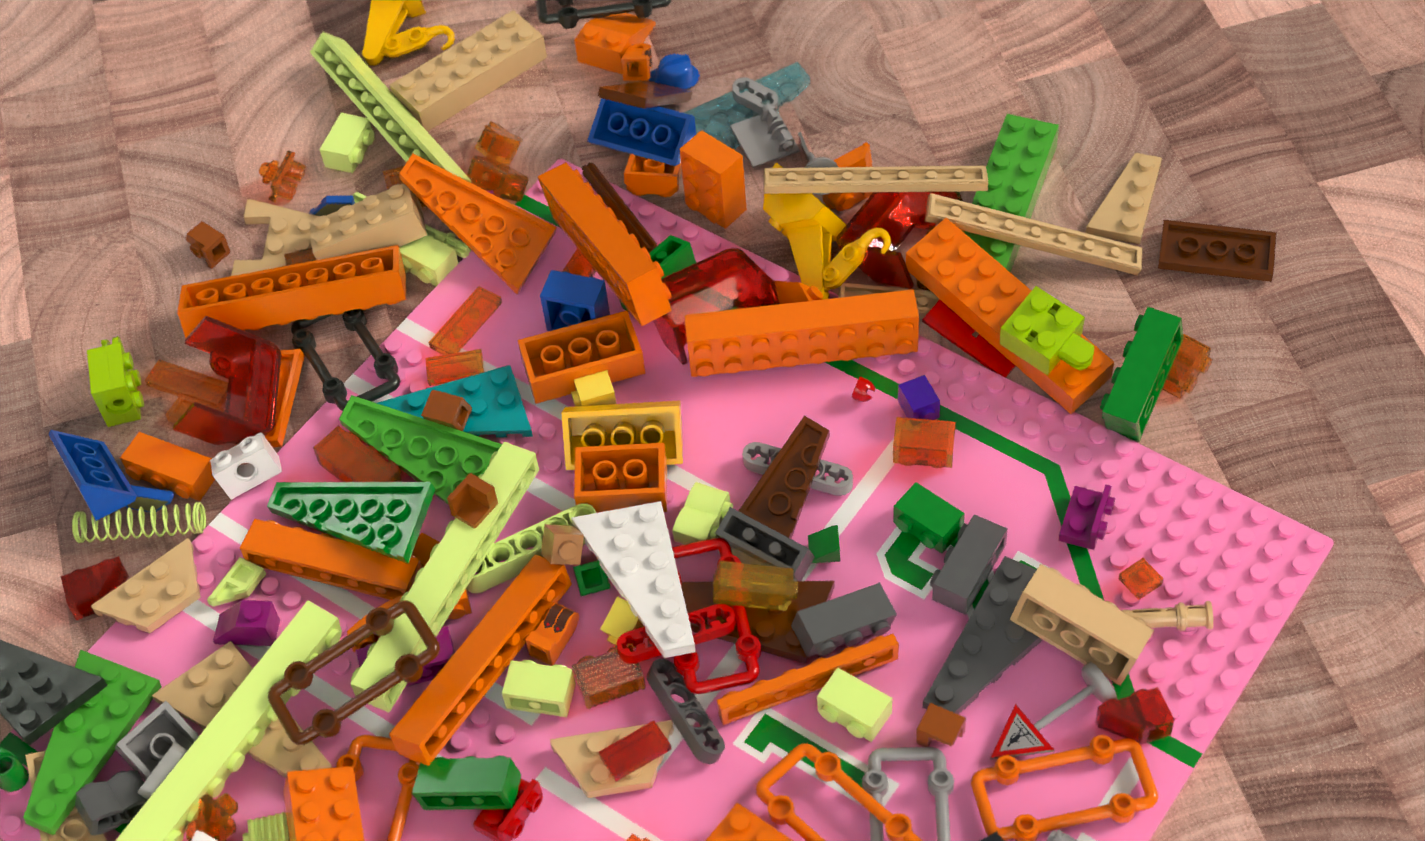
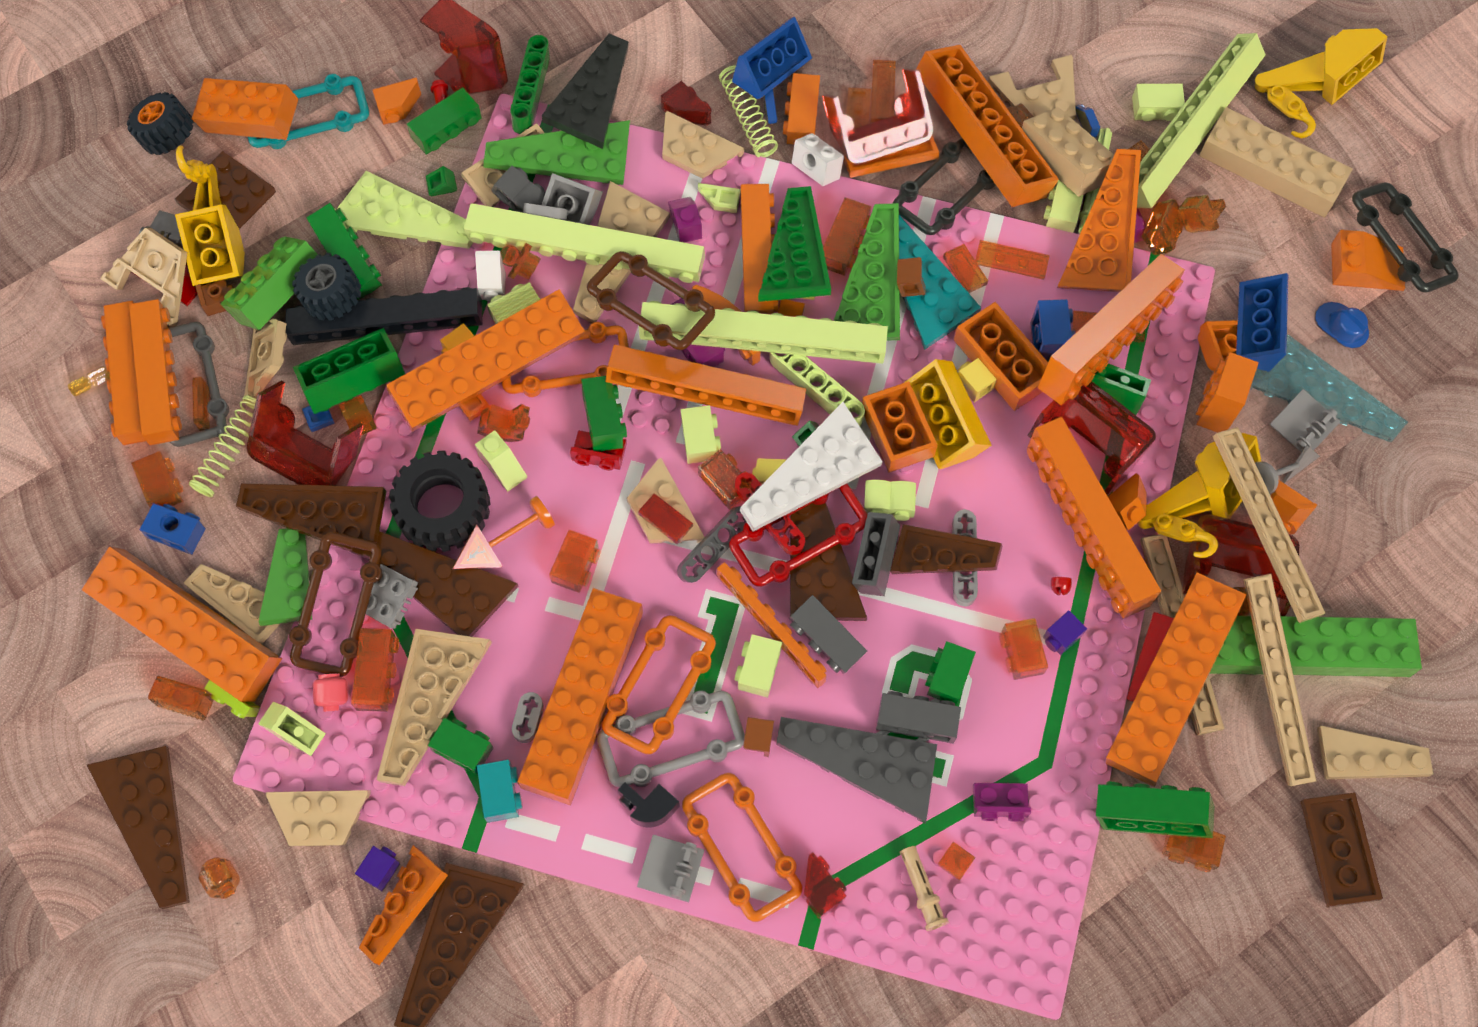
camera: 65 degrees right, 15 degrees up
(114, 383) = (858, 38): lime brick -> none
(208, 243) = (1014, 46): dark orange brick -> none
(278, 175) = (1100, 67): clear orange hips -> none
(472, 500) = (819, 323): dark orange panel -> none
(552, 634) = (749, 427): orange leg -> none
(562, 544) = (817, 404): medium nougat brick -> none
(618, 206) = (1174, 332): reddish brown axle -> none
(637, 62) = (1344, 289): orange leg -> none
(644, 94) = (1298, 306): reddish brown tile -> none
(754, 96) = (1352, 398): light grey beam -> none
(754, 585) = (828, 556): clear yellow brick -> none
(825, 545) = (898, 601): green slope -> none
(1023, 737) = (777, 800): light grey piece -> none
(1046, 332) = (1151, 714): lime brick -> none
(1081, 623) = (880, 819): tan brick -> none

